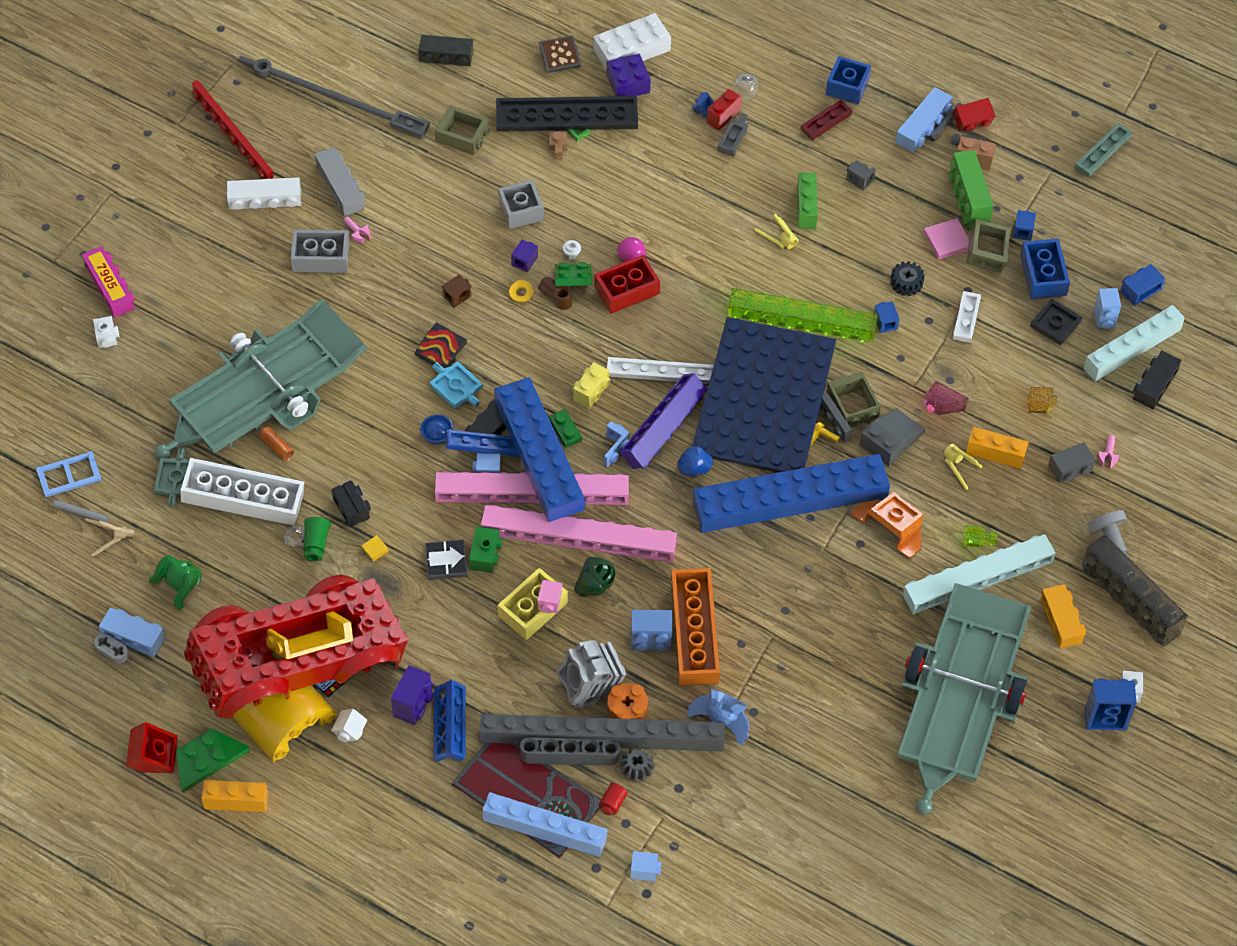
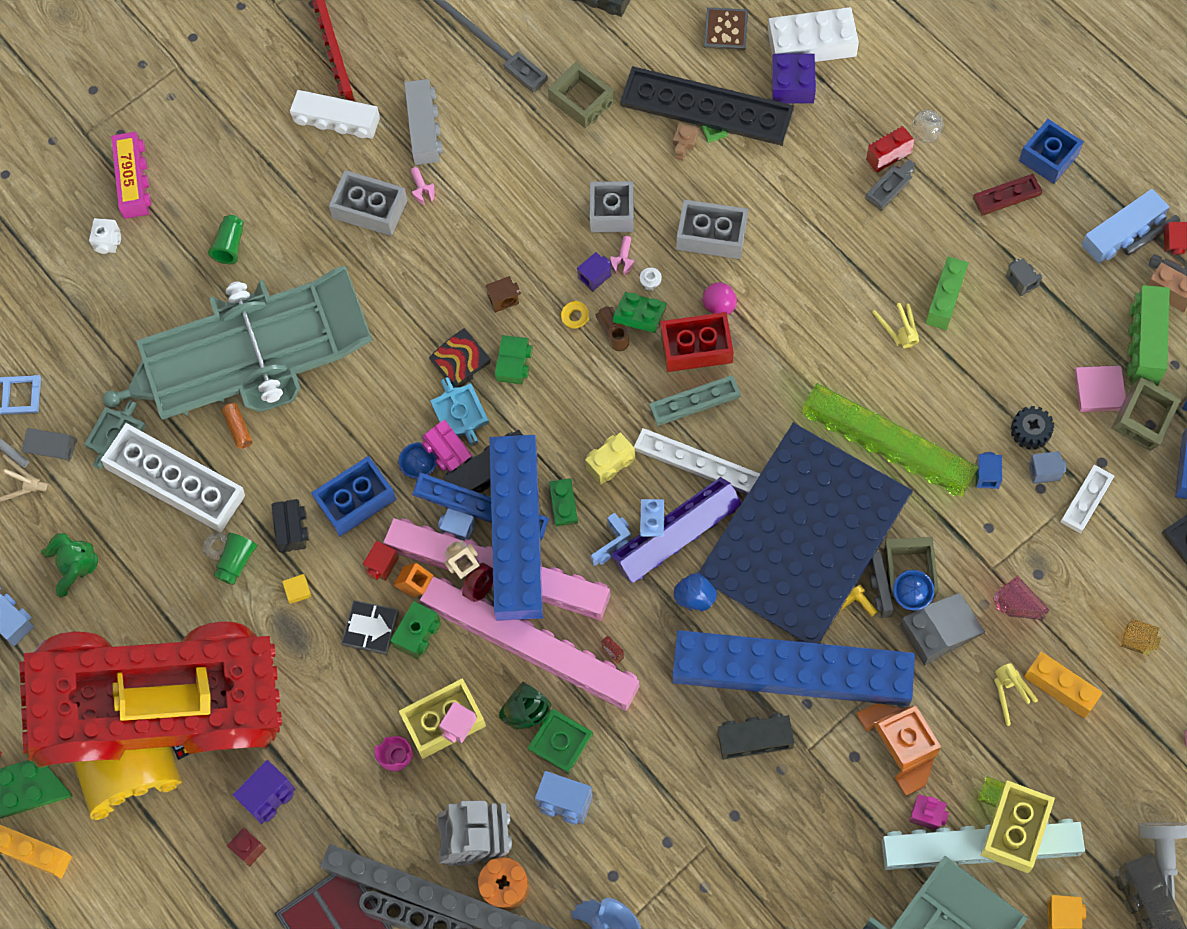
camera: 25 degrees right, 10 degrees up
(122, 497) = (49, 444): none -> dark grey hinge
(212, 309) = (227, 240): none -> green plant
(349, 725) = (184, 806): white brick -> none
(396, 466) = (354, 496): none -> blue brick
(411, 740) = (246, 847): none -> dark red brick
(436, 508) = (380, 561): none -> red brick
(453, 718) = (302, 835): blue fence -> none
(457, 410) = (445, 446): none -> dark pink brick
(469, 513) = (413, 580): none -> orange brick
(484, 336) = (512, 359): none -> green brick
(503, 640) = (394, 753): none -> dark pink hair
(505, 482) = (466, 563): none -> tan brick
(524, 497) = (478, 583): none -> dark red hat
(542, 240) = (623, 257): none -> bright pink bar
(607, 200) = (712, 229): none -> light grey brick
(630, 594) = (560, 741): none -> green plate
(641, 327) = (694, 400): none -> sand green plate
(641, 415) = (652, 517): none -> light blue bracket
(646, 519) = (612, 649): none -> clear red tile
(695, 627) = (617, 808): orange brick -> none
(703, 103) = (868, 135): blue tile -> none
(780, 549) = (755, 736): none -> pearl dark grey brick
(862, 410) = (913, 590): none -> blue hat
(928, 302) = (1047, 467): none -> sand blue brick
(931, 561) = (929, 812): none -> dark pink brick
(1001, 546) = (1017, 826): none -> light yellow brick
(1072, 462) = (1149, 733): dark grey brick -> none

